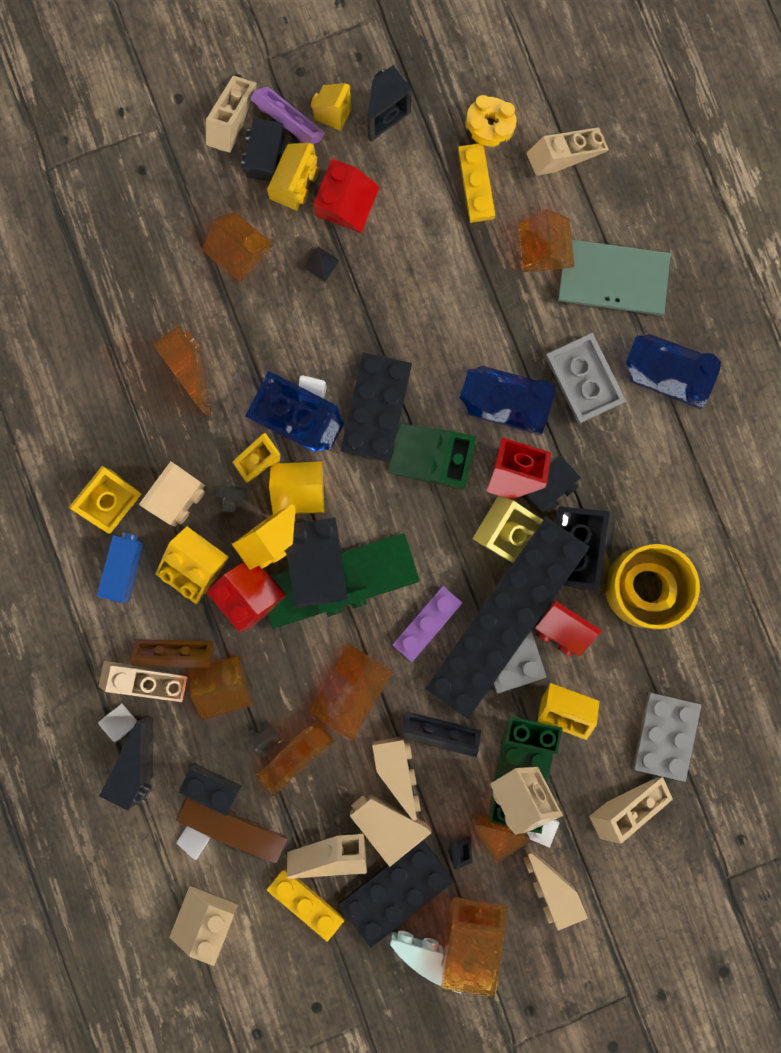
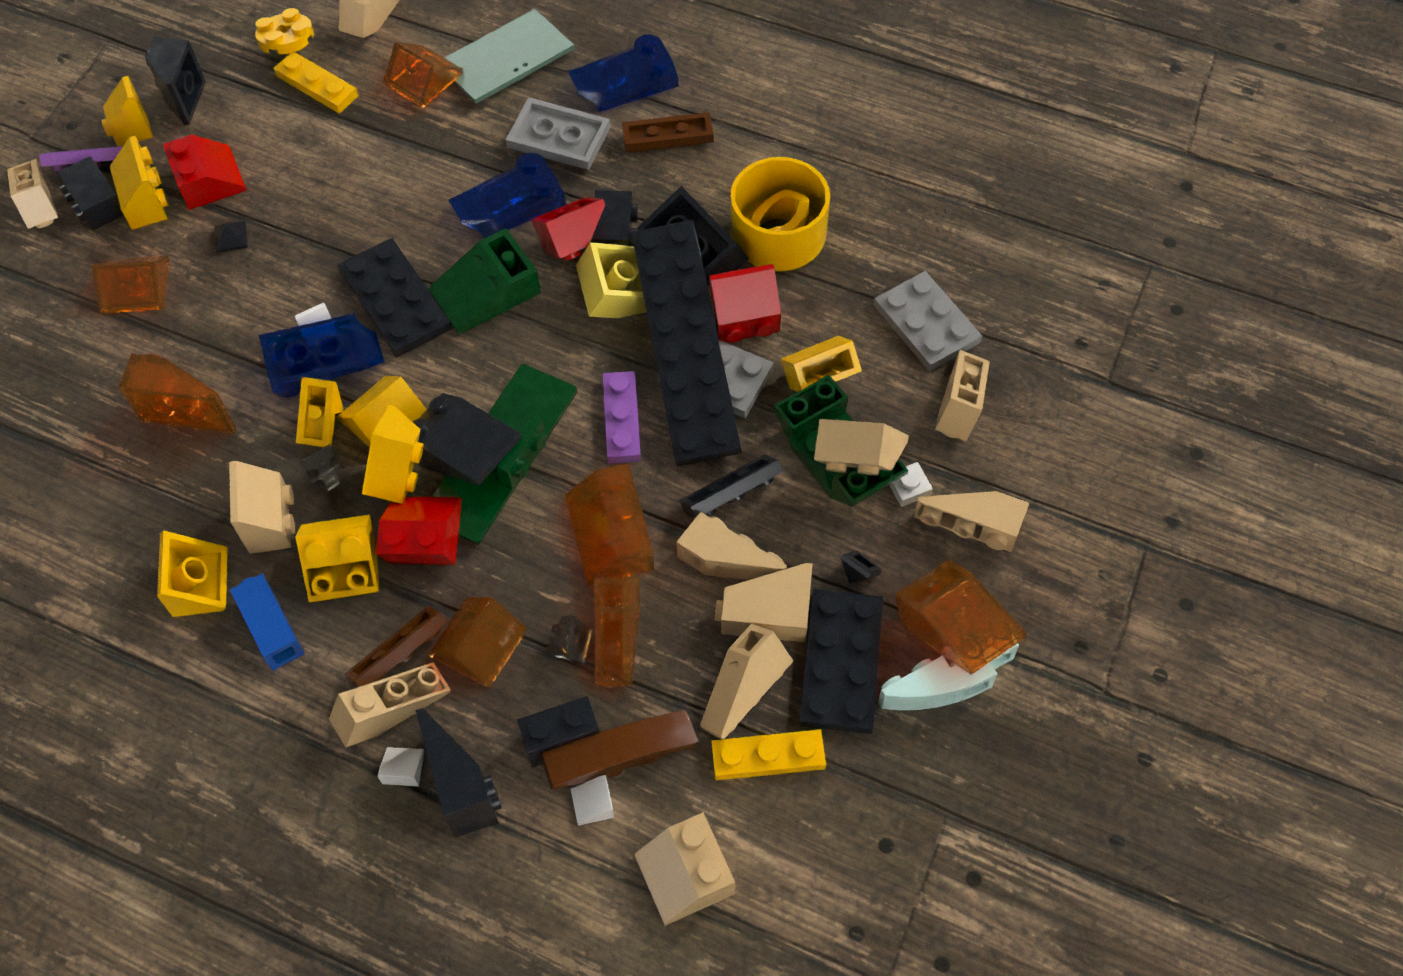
camera: 40 degrees left, 25 degrees down
(497, 838) = (869, 511): clear orange slope -> none
(653, 445) = (667, 132): none -> reddish brown plate

